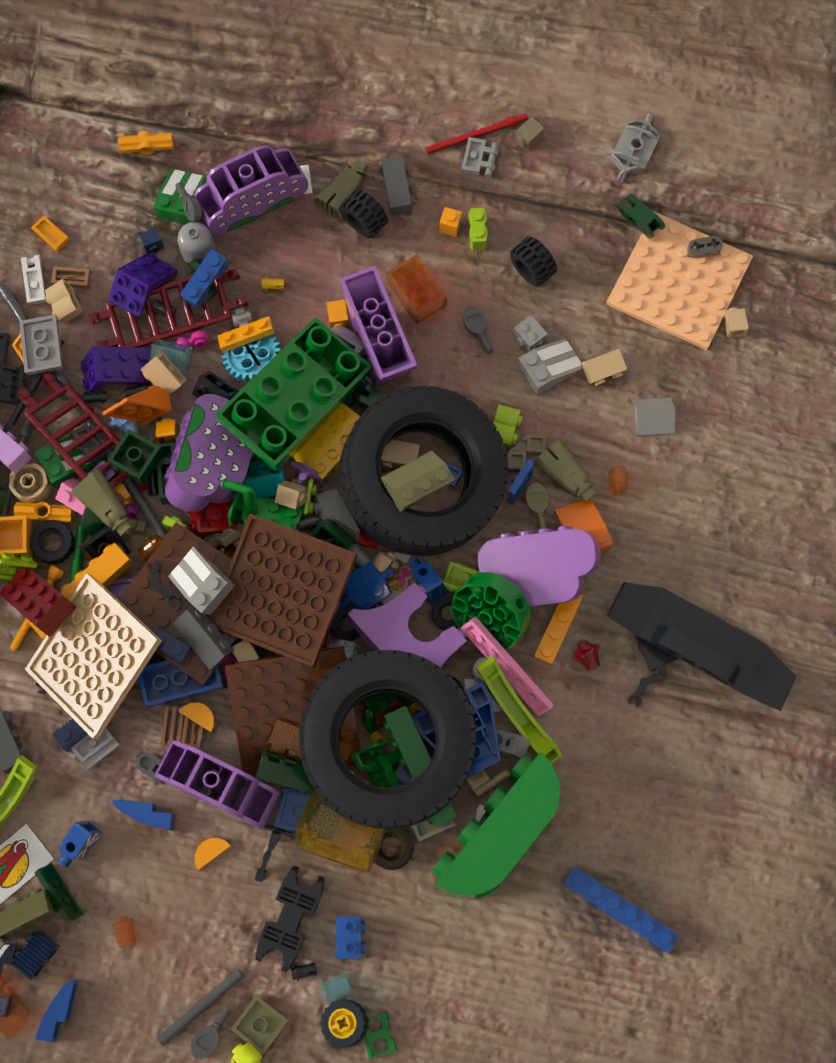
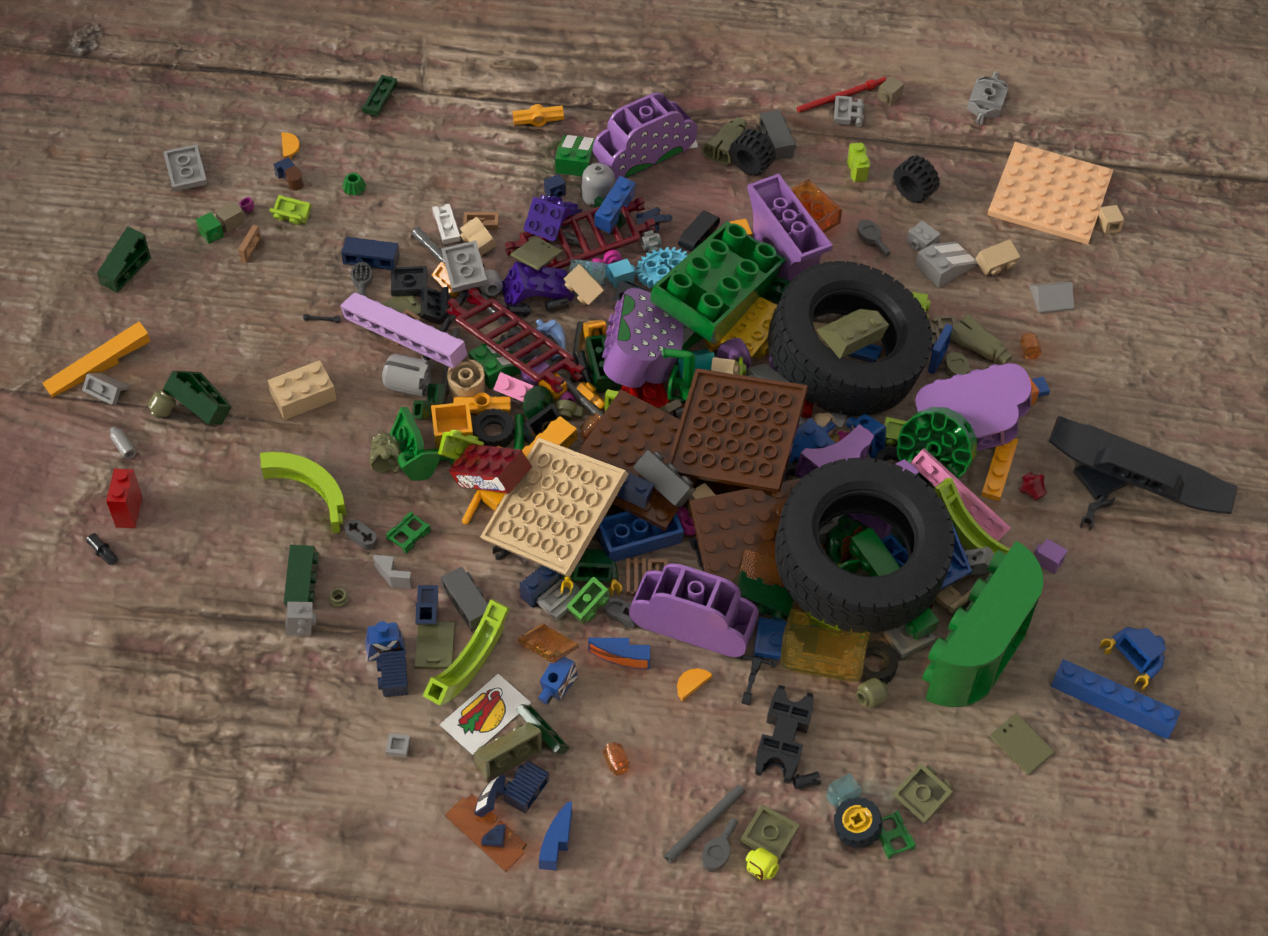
camera: 10 degrees left, 20 degrees down
(50, 233) = (456, 189): light orange tile -> none
(71, 362) = (494, 283): none -> light grey head
(71, 806) = (547, 643): none -> clear orange windscreen
(101, 500) = (543, 379): olive piece -> none
(117, 334) = (536, 253): none -> olive container
(118, 757) = (588, 600): none -> bright green brick
(131, 719) = (594, 564): none -> dark green torso
(136, 457) = (572, 343): dark green brick -> none
(142, 406) = (568, 307): orange slope -> none
(153, 508) = (588, 391): none -> light orange plate
(158, 585) = (613, 442): black piece -> none
(190, 204) = (592, 150): dark grey piece -> none
(199, 714) = (659, 559): light orange tile -> none
(201, 582) = (656, 430): light grey slope -> none
(206, 357) = (621, 271): none -> medium azure brick
(244, 288) = (653, 213): none -> dark blue rock
(245, 334) = (657, 250): light orange plate -> none
(272, 283) = (675, 213): yellow pin -> none
(295, 308) = (699, 231): none -> black beam
(349, 937) = (848, 745): blue brick -> none
(382, 882) = (872, 692): none -> olive head
(413, 996) = (924, 792): none -> olive plate
(450, 222) = (832, 158): light orange brick -> none
(520, 948) = (1022, 744): none -> olive container
(587, 738) = (1050, 555): none -> medium lavender brick
(617, 530) = (1042, 386): none -> blue tile
(641, 216) = (1005, 143): dark green piece -> none
(657, 857) = (1141, 649): none -> blue torso
(705, 247) = (1069, 162): dark grey beam -> none

